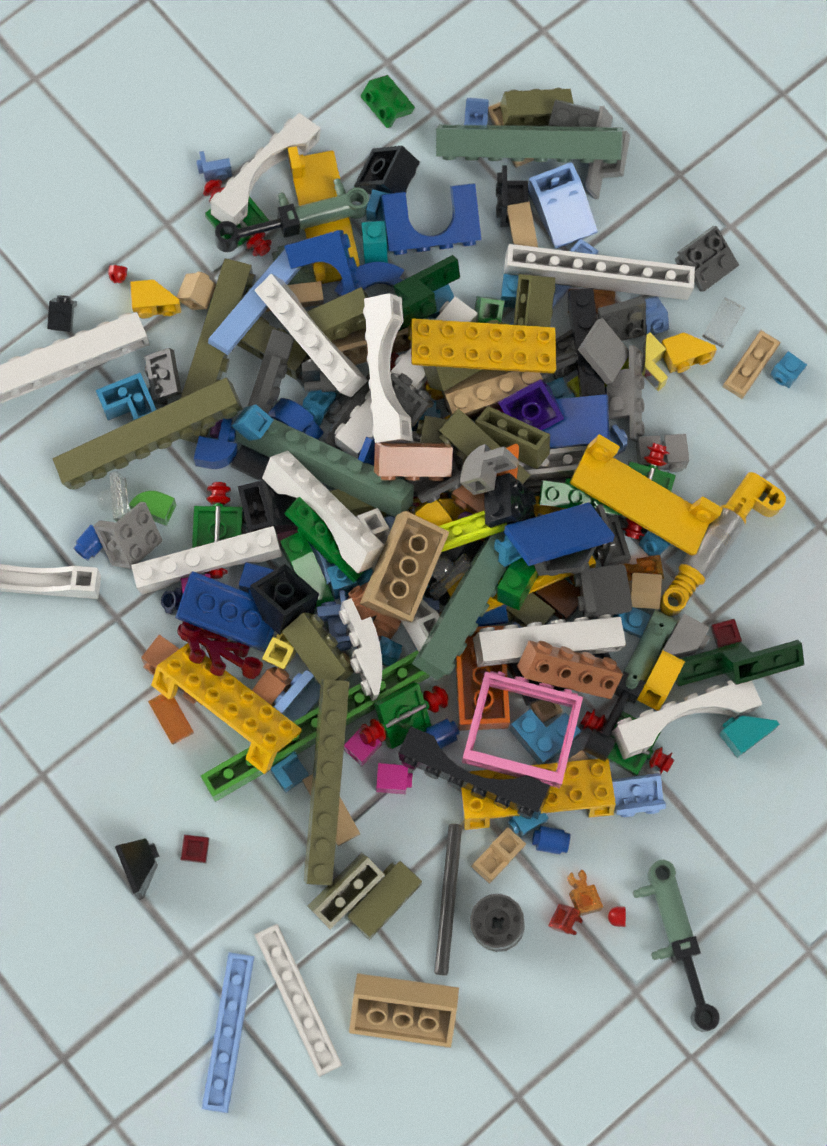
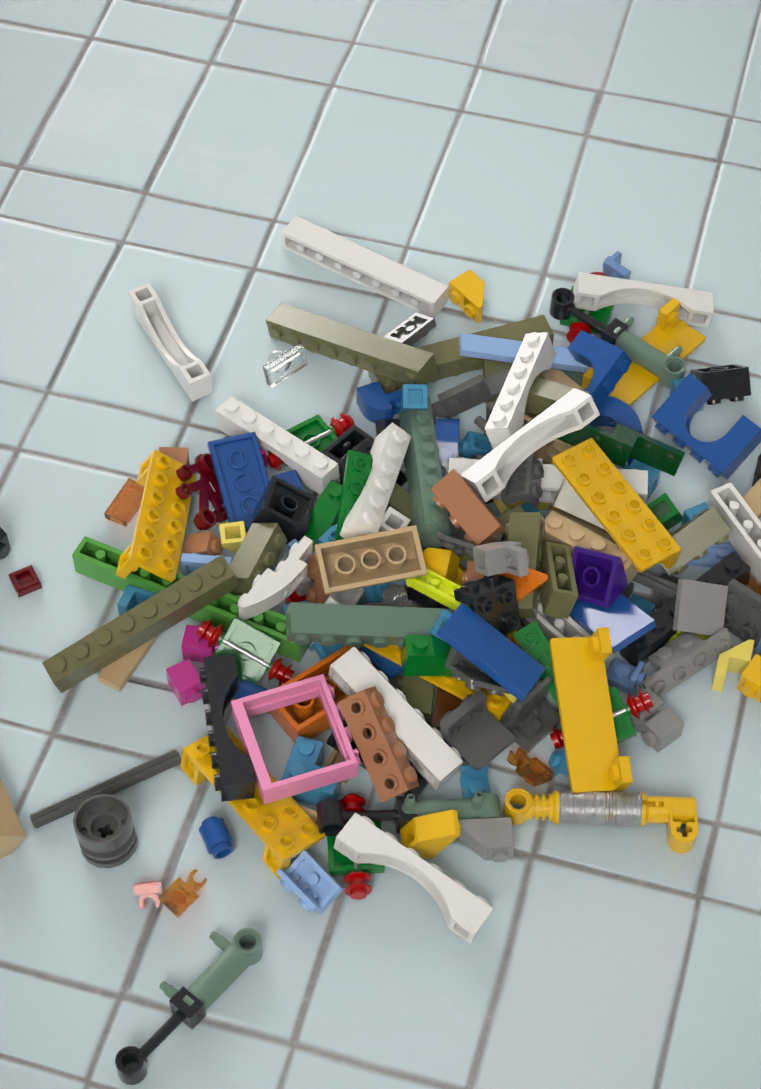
camera: 60 degrees right, 20 degrees down
(61, 313) = (408, 248): black bracket -> none
(88, 543) = (234, 368): blue brick -> none
(117, 273) = (473, 263): red hinge -> none
(125, 397) = (370, 316): dark azure brick -> none
(130, 537) = (258, 384): light grey bracket -> none
(159, 504) = (292, 386): bright green brick -> none
(196, 291) = (501, 314): tan brick -> none
(346, 890) = (58, 700): olive brick -> none
(374, 242) = (648, 403): teal slope -> none
(384, 899) = (70, 737): olive brick -> none
(498, 855) = (174, 807): tan slope -> none
(524, 826) = (215, 807): dark azure brick -> none
(617, 916) = (182, 935): red hinge -> none
(645, 590) = (507, 774): tan brick -> none
(725, 633) = (525, 874): dark red tile -> none
(740, 663) = (500, 891): dark green bracket -> none
(746, 732) = (439, 943): teal slope -> none

